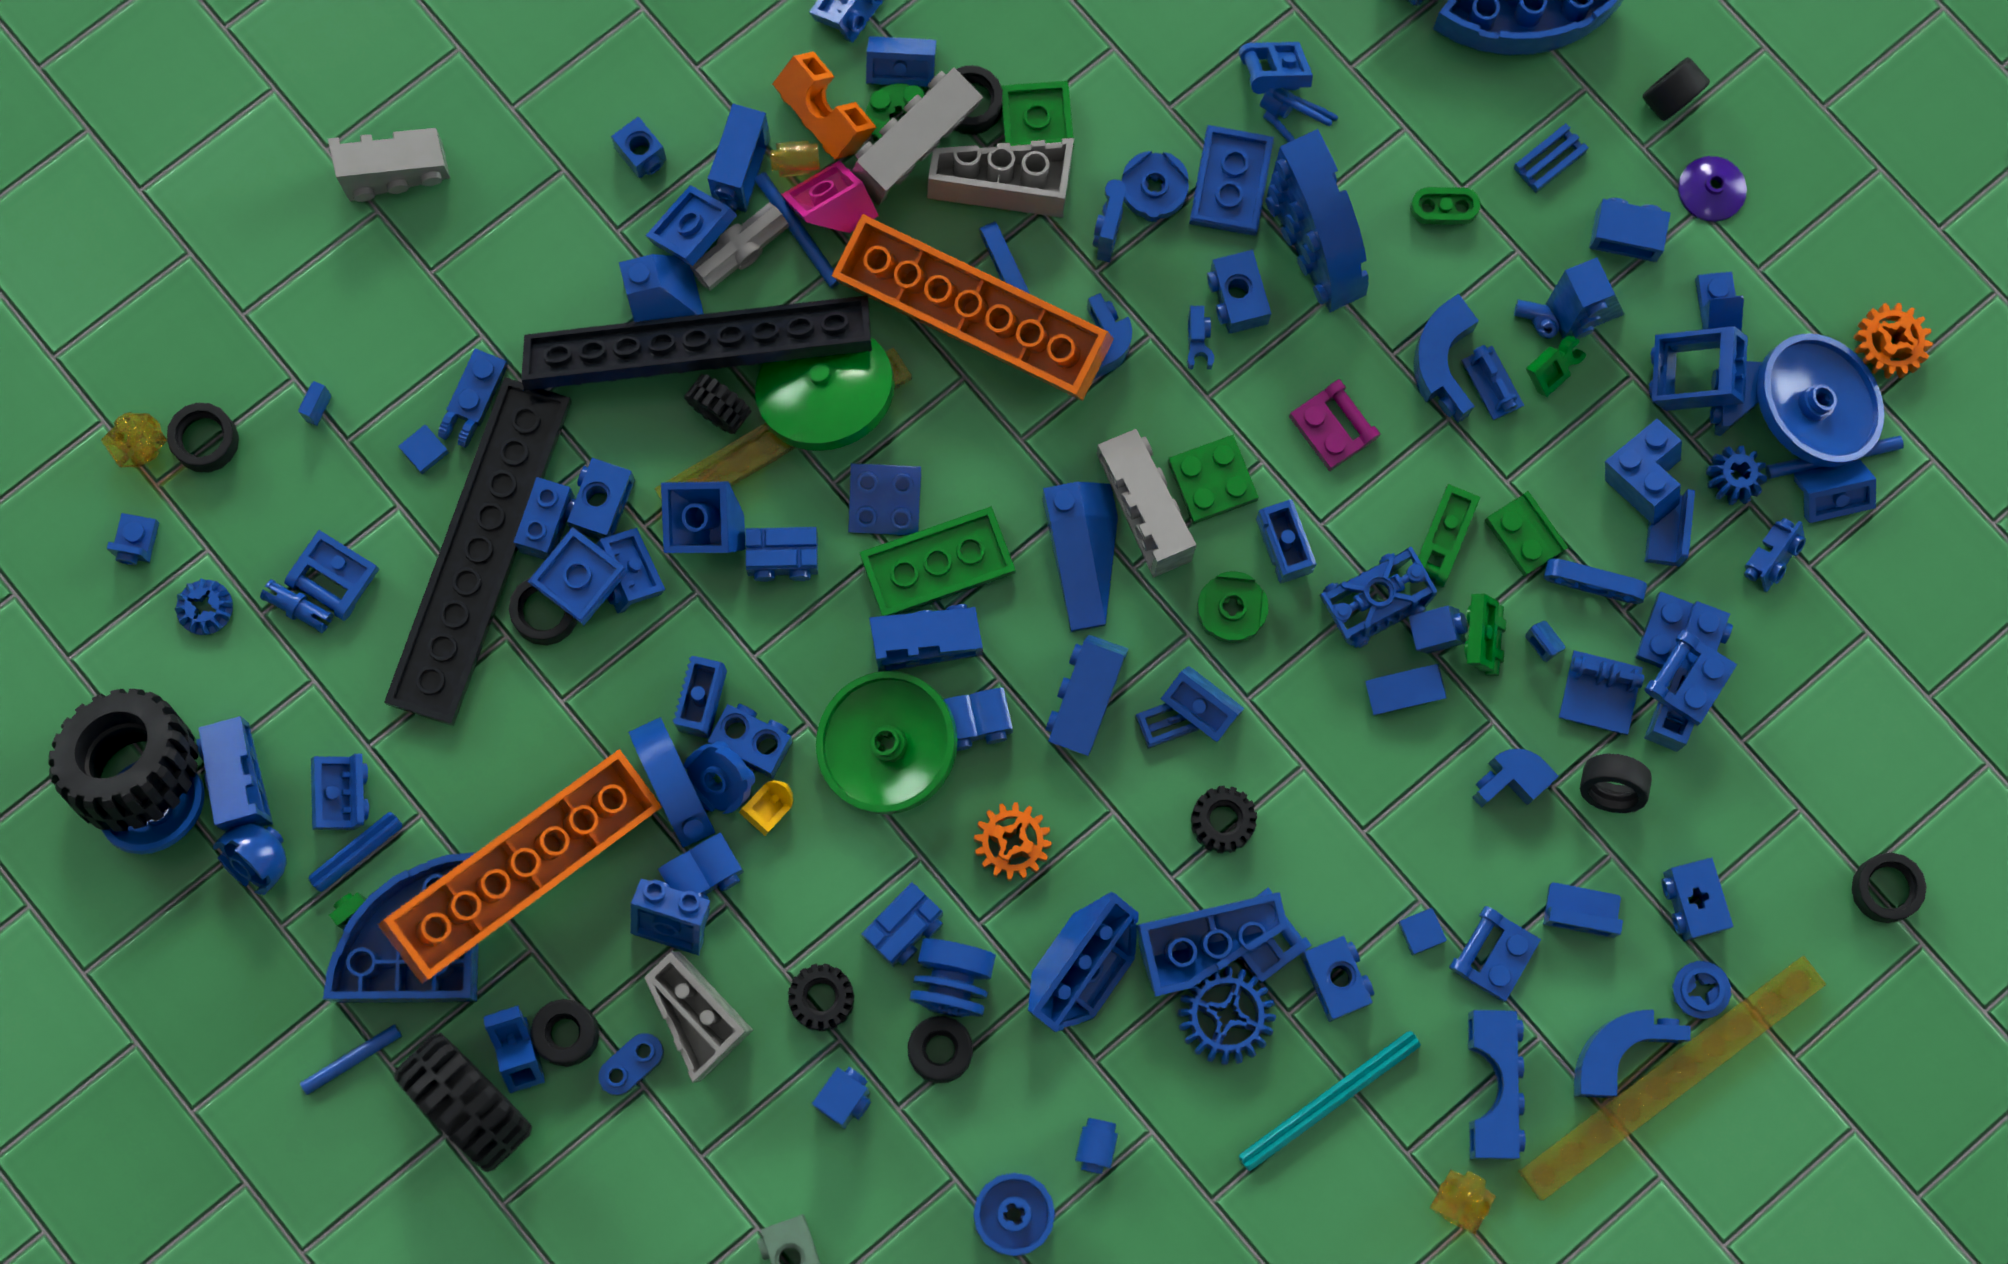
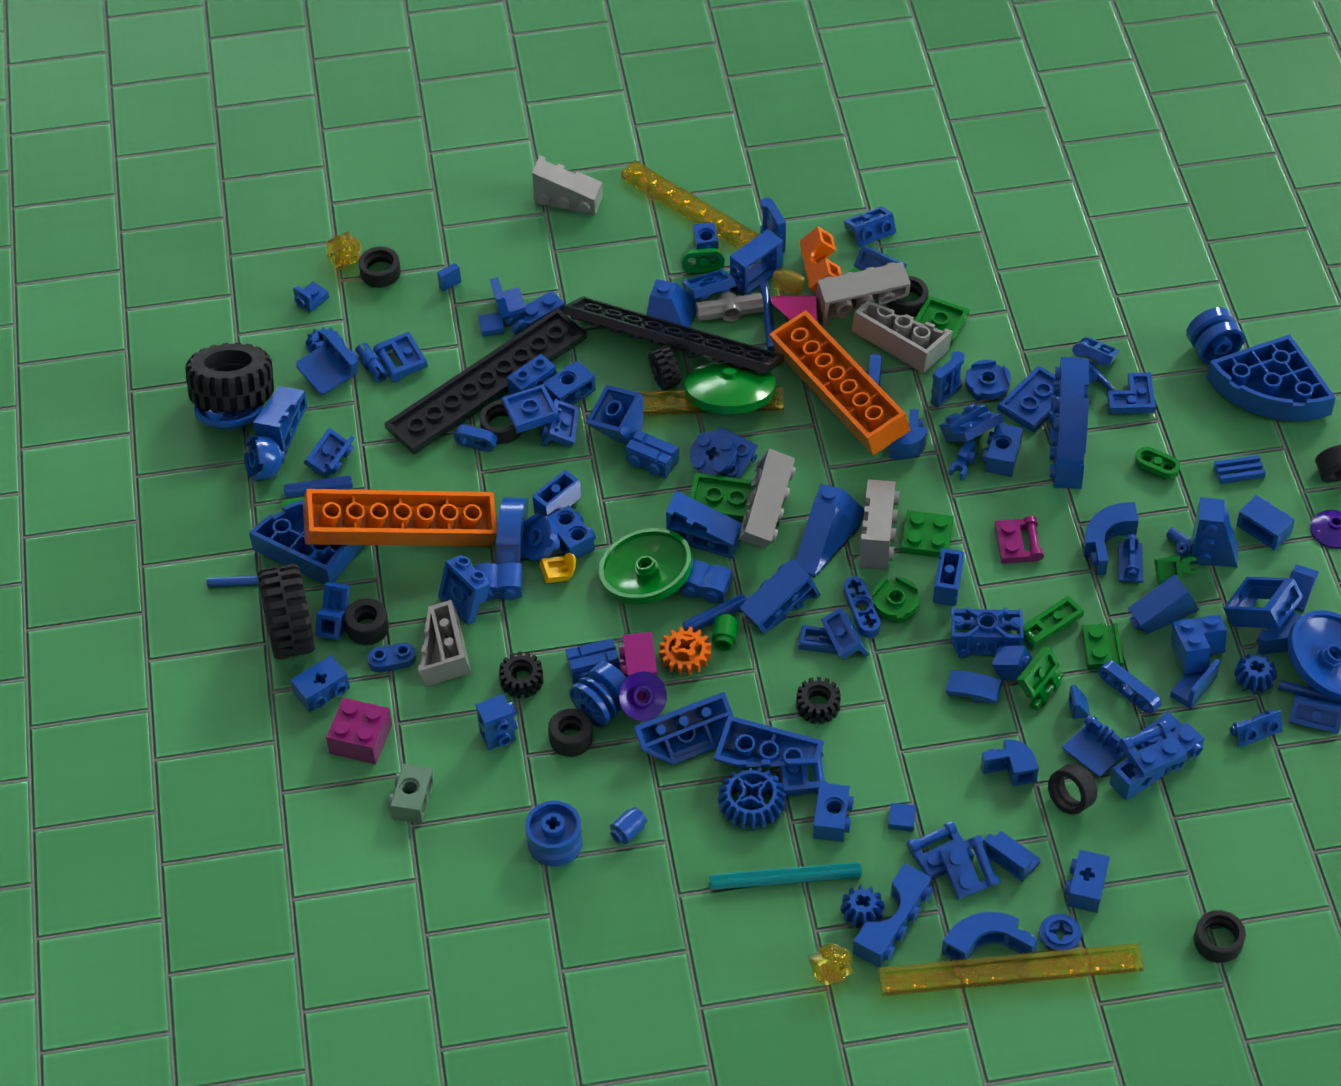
camera: 35 degrees right, 25 degrees down
(241, 650) = (329, 364): none -> blue bracket
(426, 400) = (509, 301): none -> blue panel
(525, 656) = (475, 438): none -> blue beam
(550, 1176) = (320, 684): none -> blue brick
(582, 95) = (687, 204): none -> clear yellow plate
(656, 186) = (702, 262): none -> green plate
(665, 1206) = (359, 730): none -> magenta brick
(724, 78) = (773, 220): none -> blue plate
(856, 528) = (706, 443): none -> blue plate
(975, 907) = (637, 655): none -> magenta brick
(991, 558) = (766, 498): none -> light grey wedge
(1014, 758) = (708, 617): none -> blue axle
(1024, 963) = (654, 696): none -> dark purple dish
(1046, 783) = (724, 632): none -> green brick
(1179, 278) = (970, 423): none -> blue plate
(1219, 653) = (860, 616): none -> blue beam
(1366, 111) = (1135, 400): none -> blue plate
(1445, 1082) = (862, 906): none -> blue gear
(1542, 974) = (961, 871): none -> blue plate
(1574, 439) = (1162, 606): none -> blue slope

